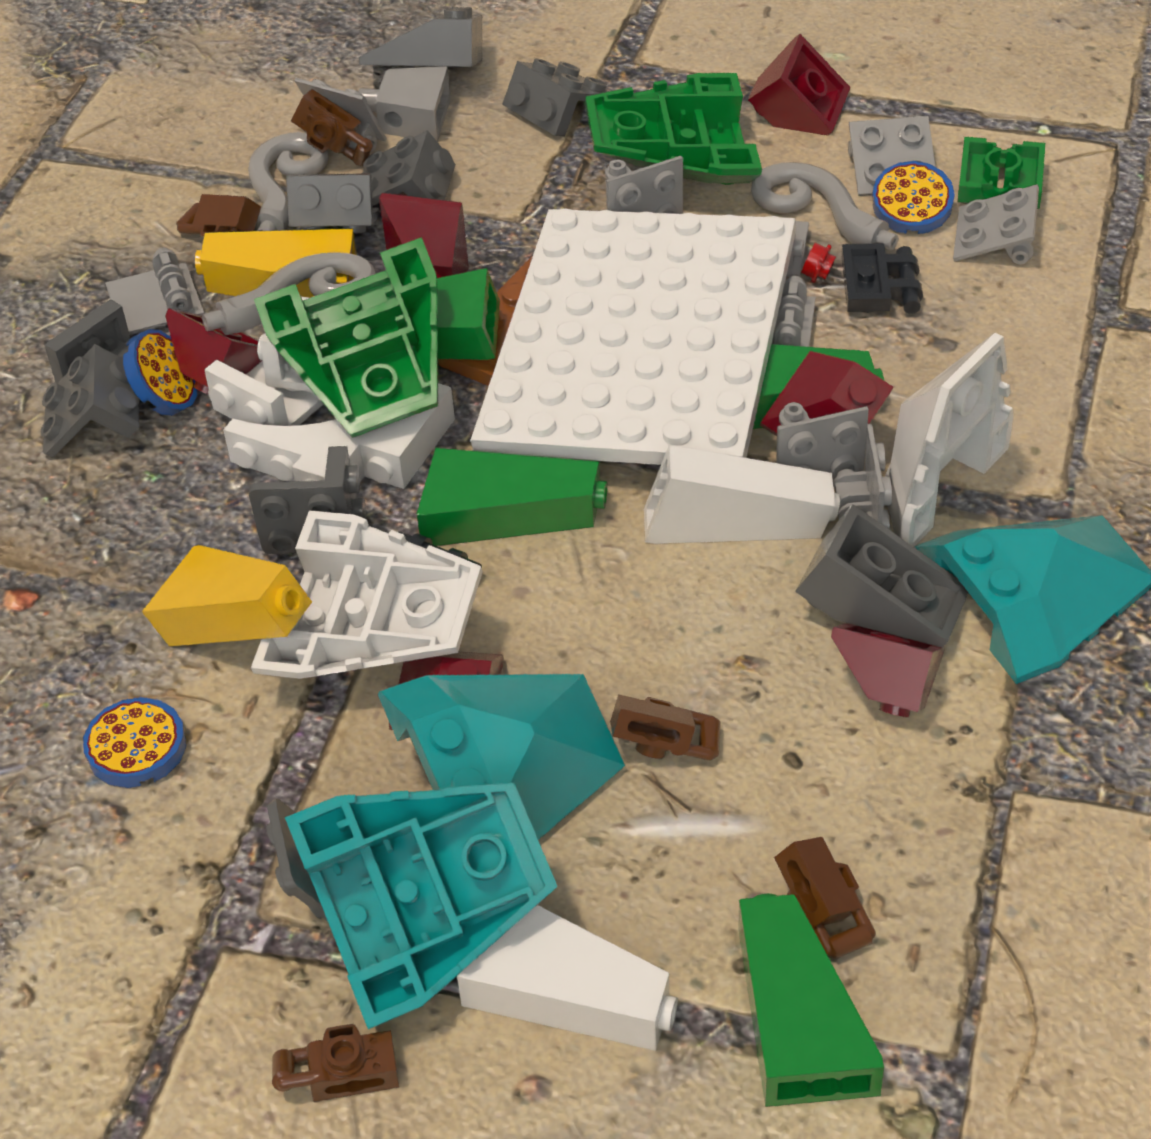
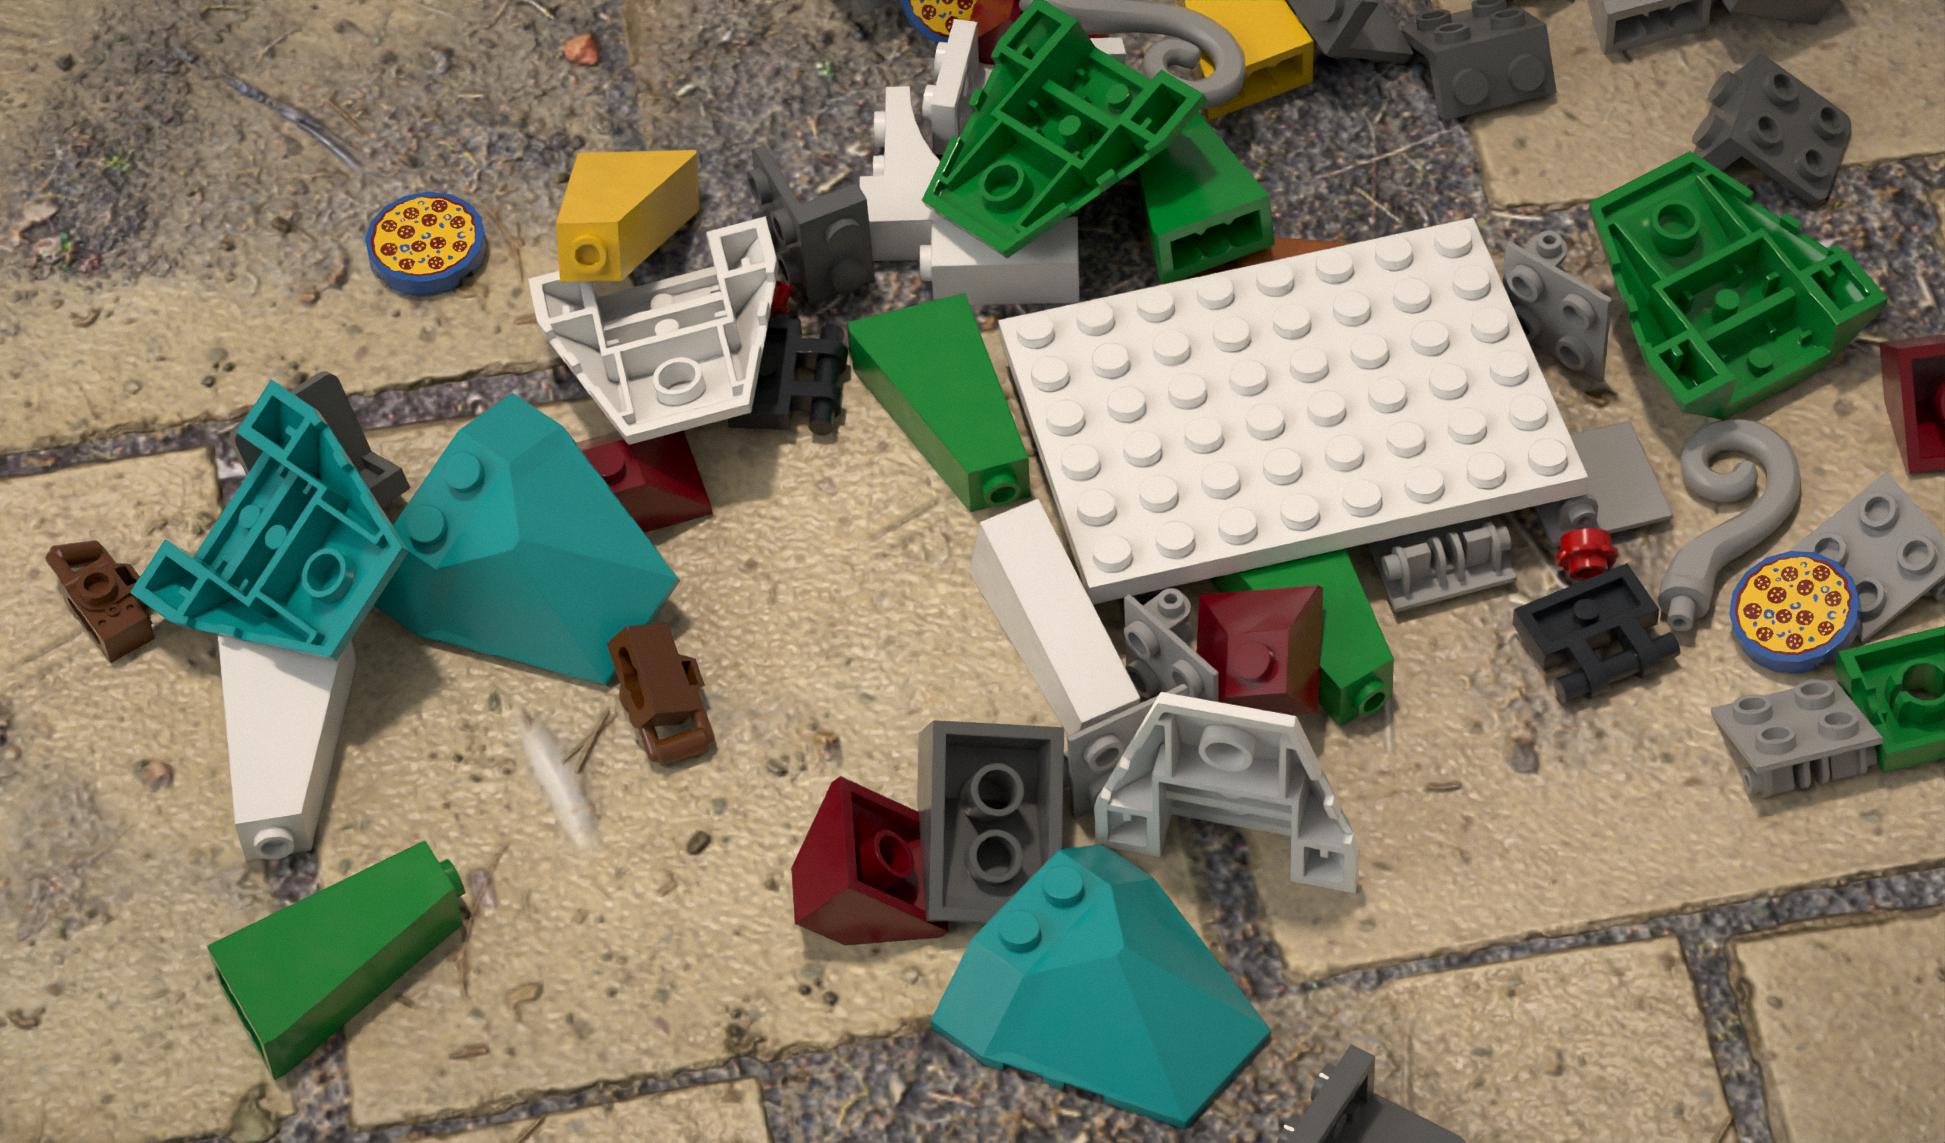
camera: 65 degrees right, 5 degrees up
(434, 220) = (1327, 133): dark red slope -> none
(825, 894) = (486, 927): reddish brown piece -> none

